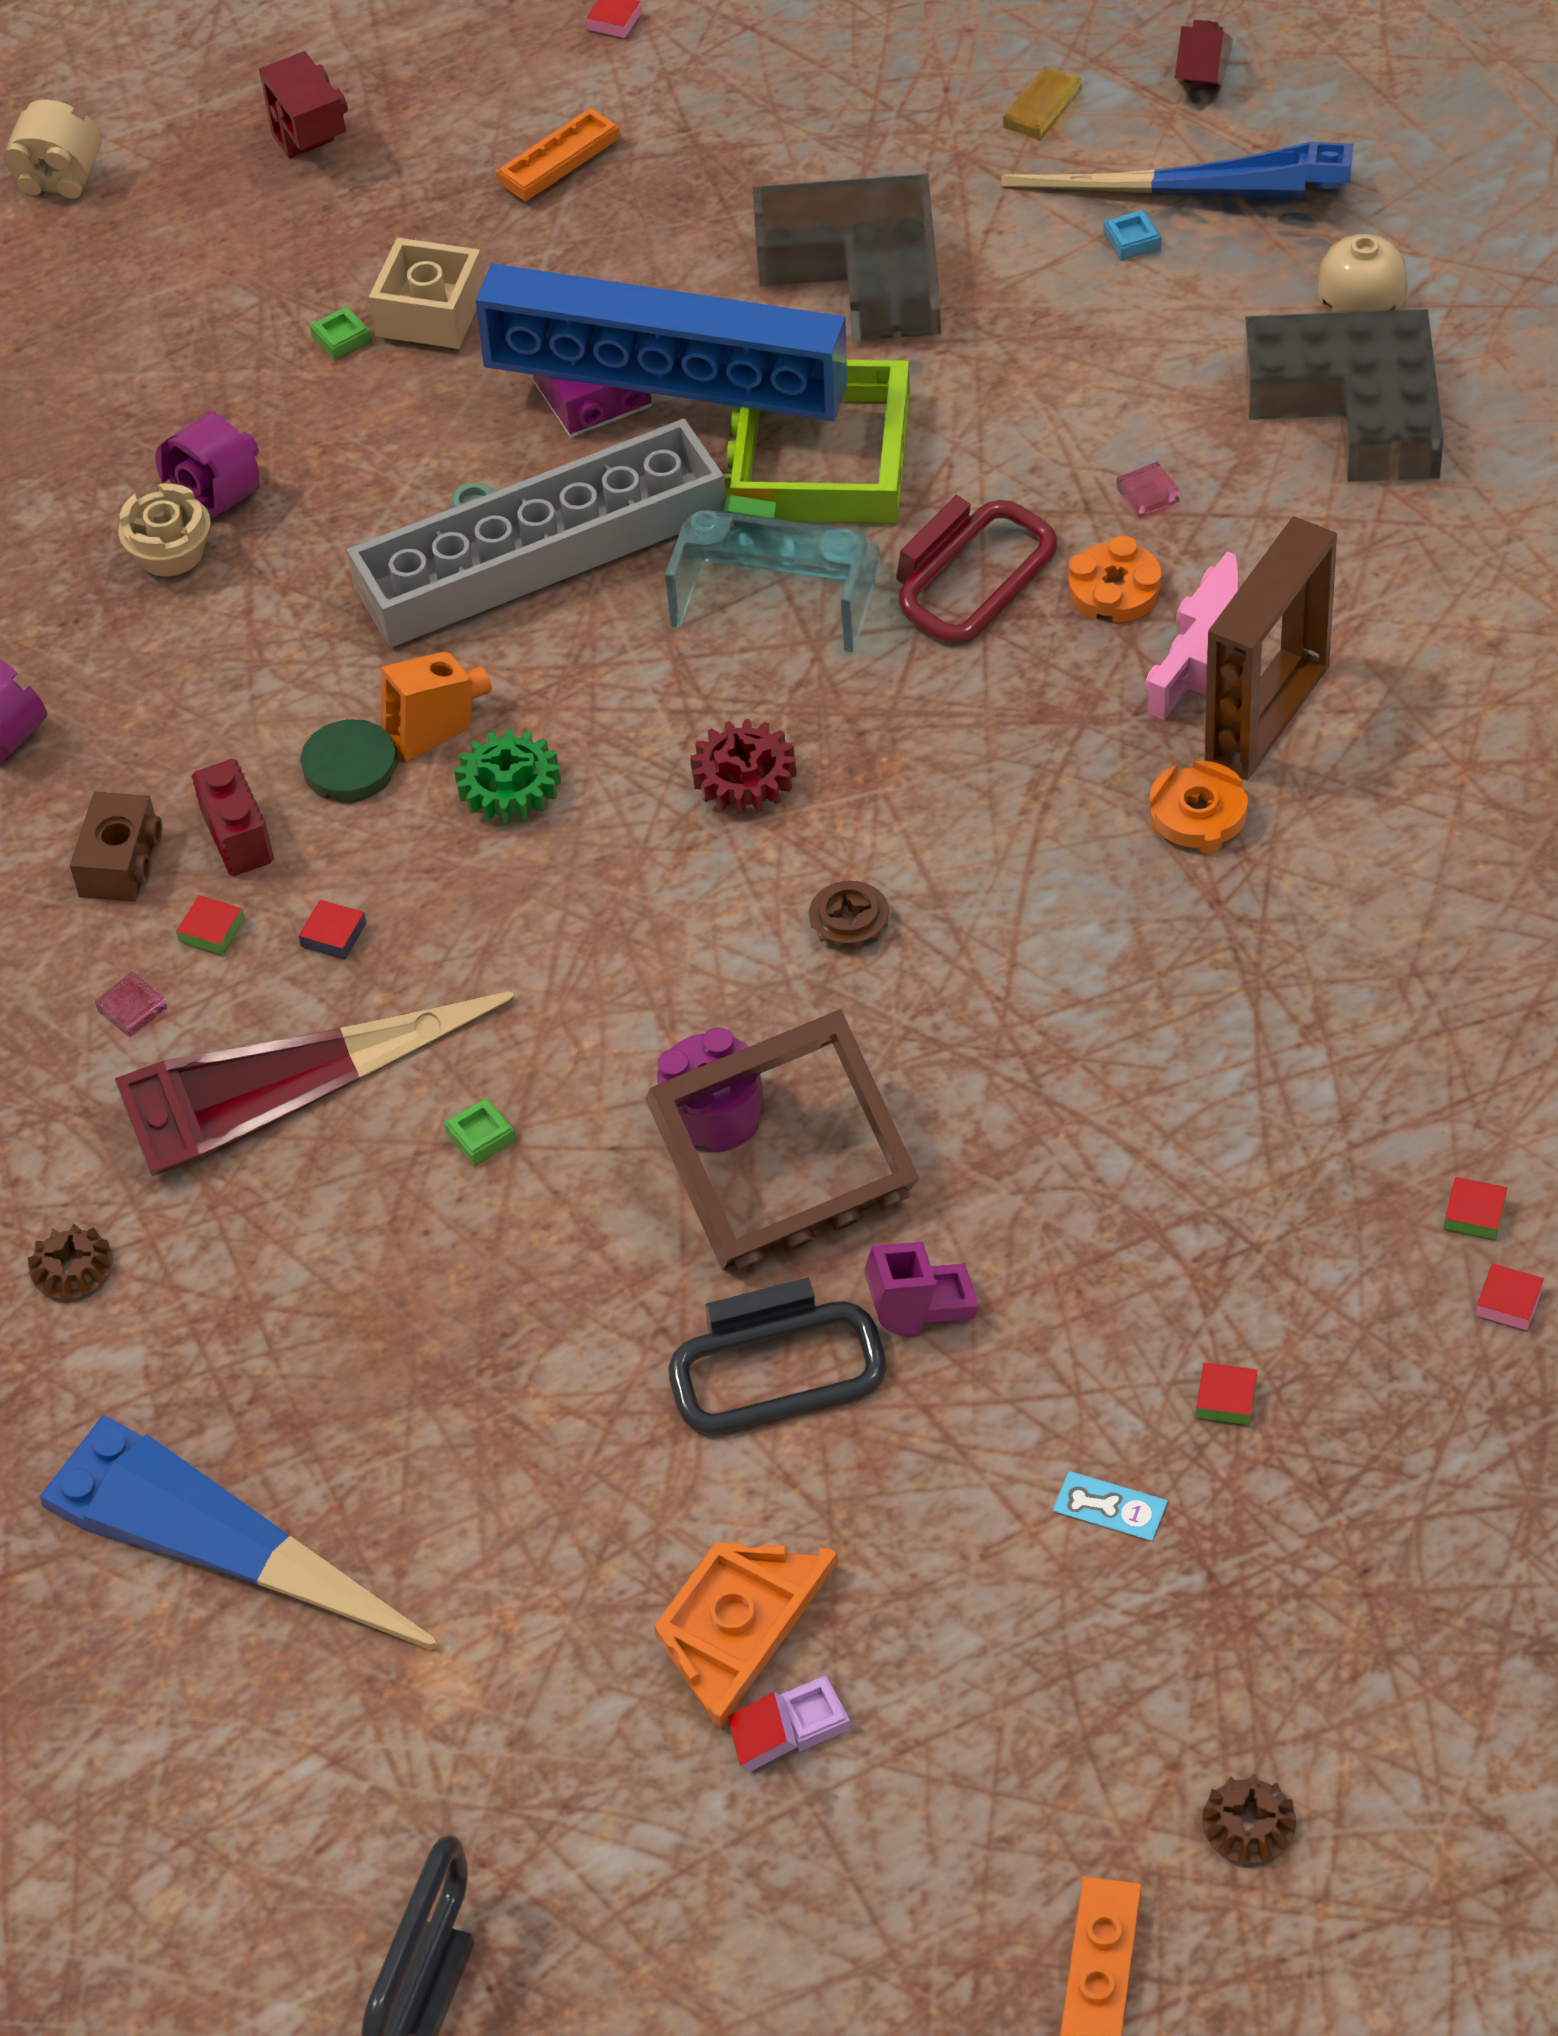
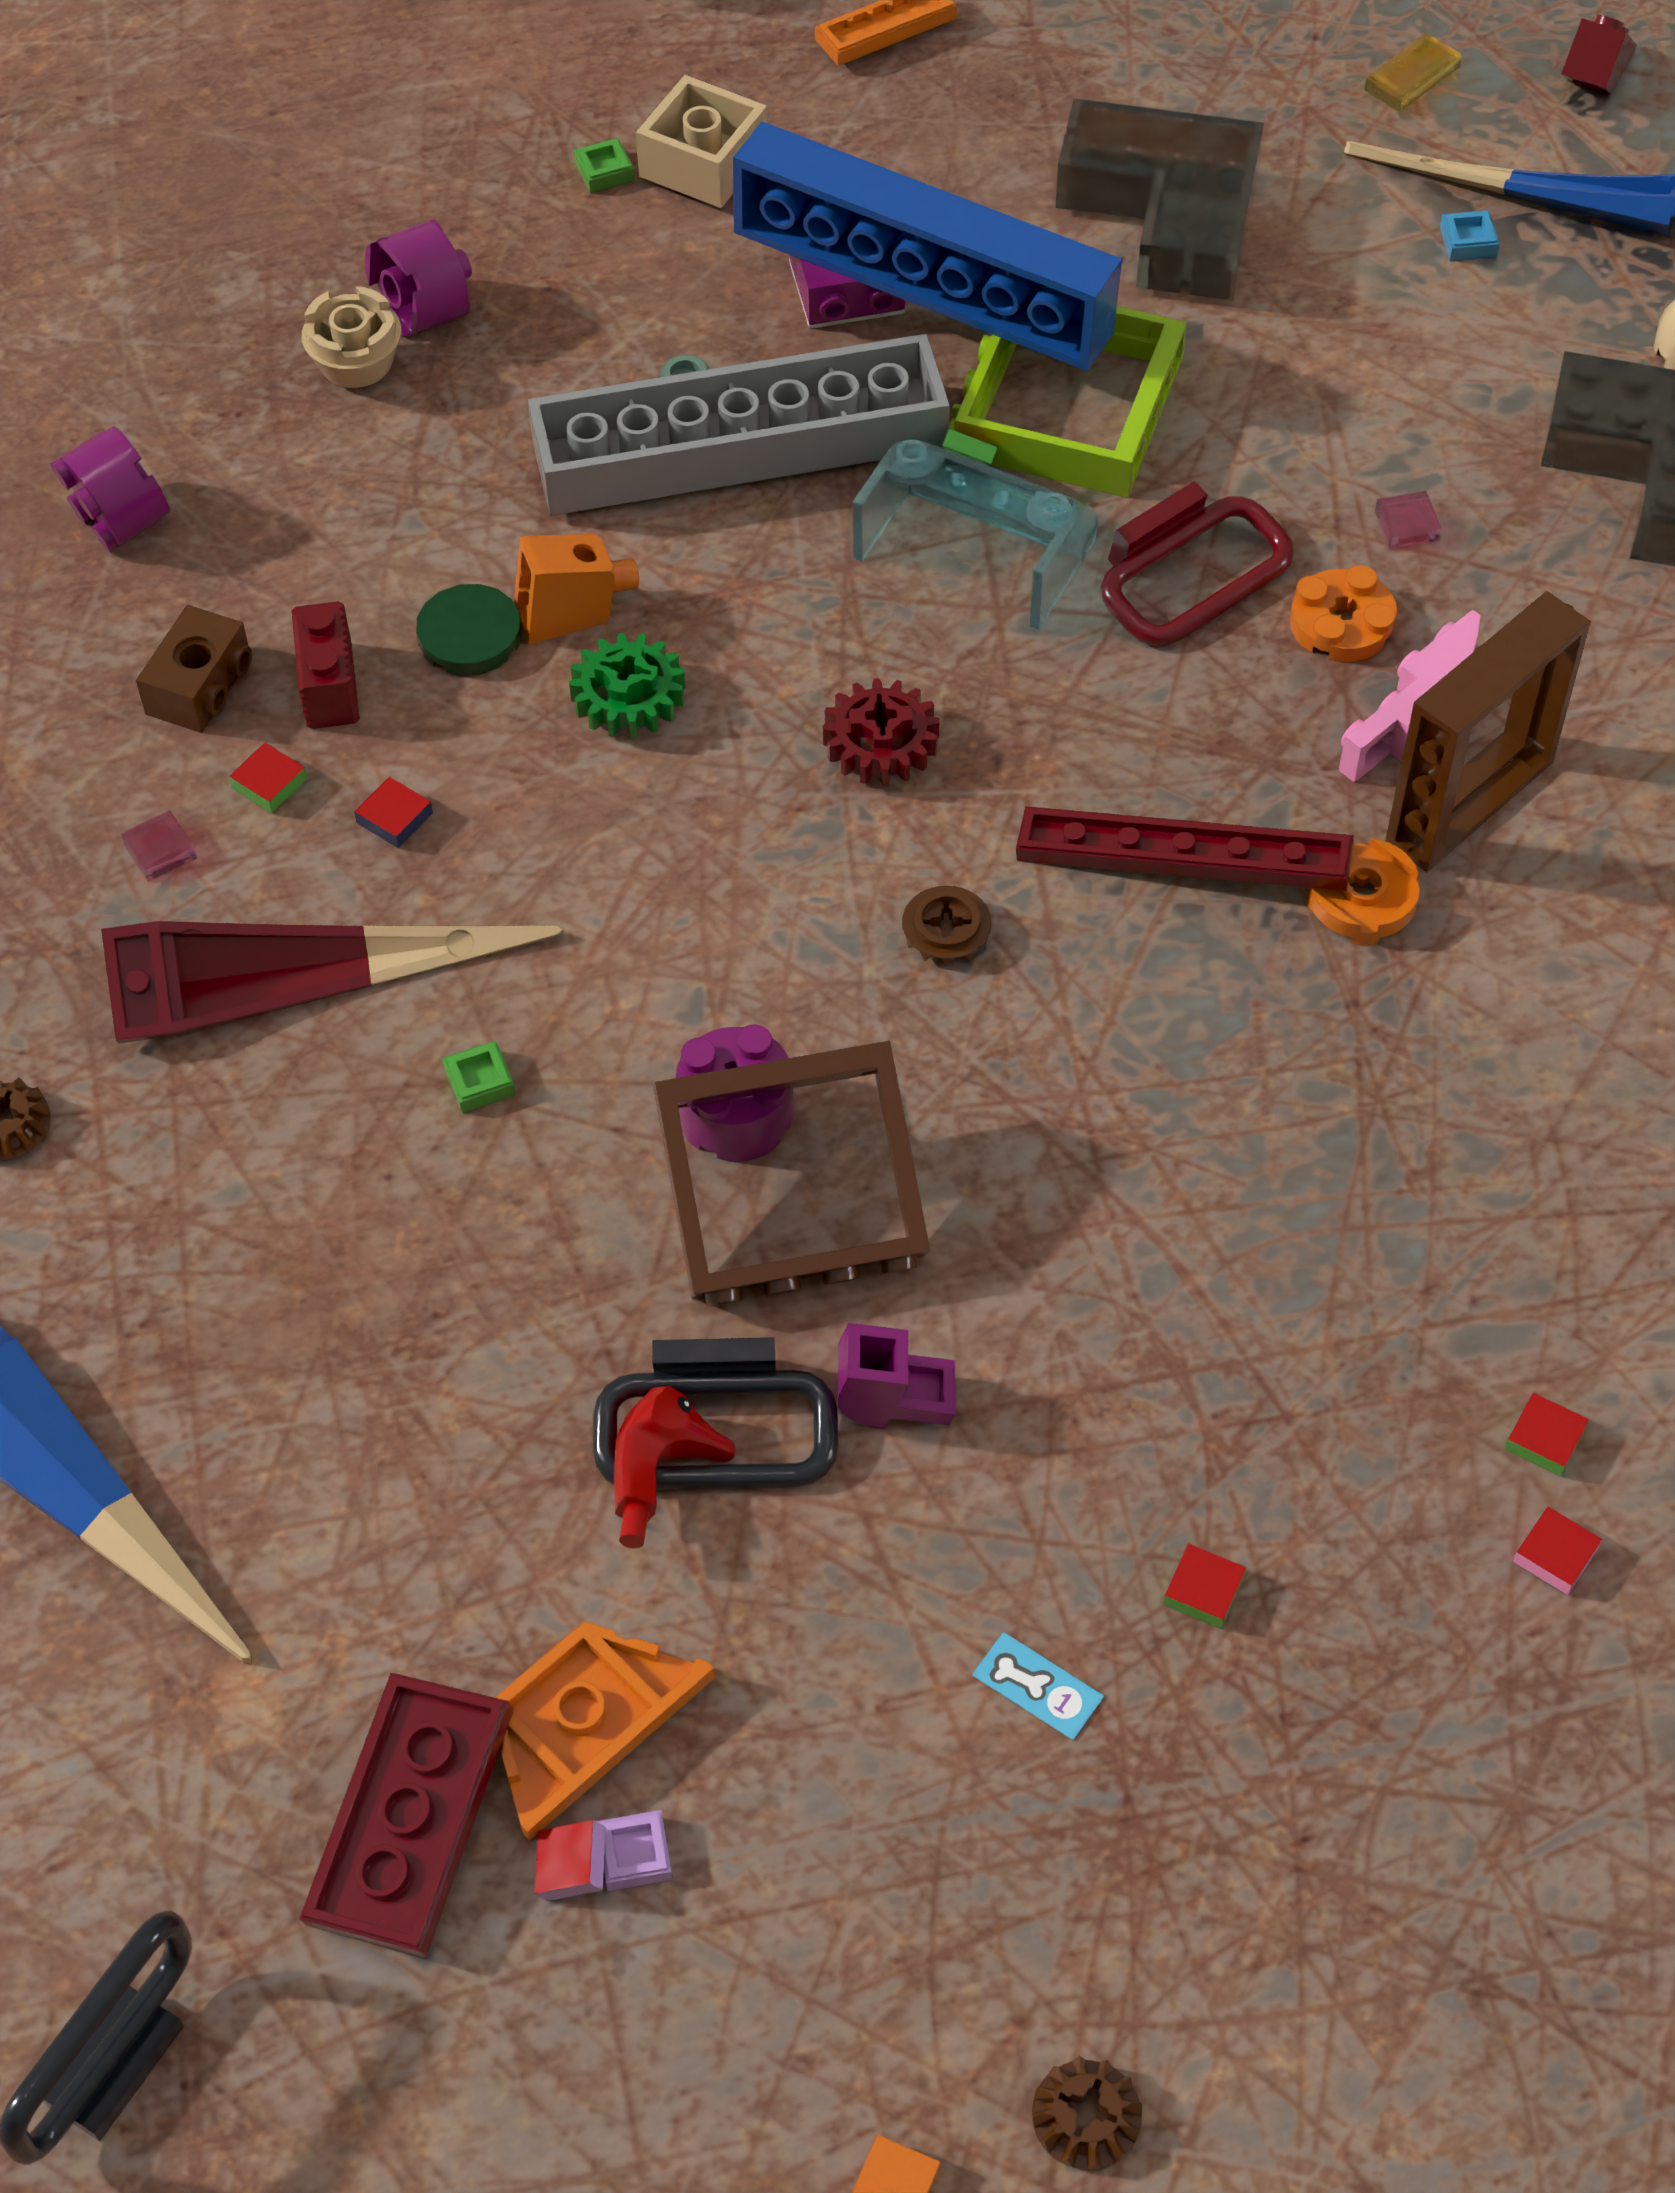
camera: 10 degrees right, 5 degrees up
(613, 1729) = (407, 1814): none -> dark red tile
(728, 1379) = (657, 1430): none -> red animal
(1036, 804) = (1185, 848): none -> dark red tile

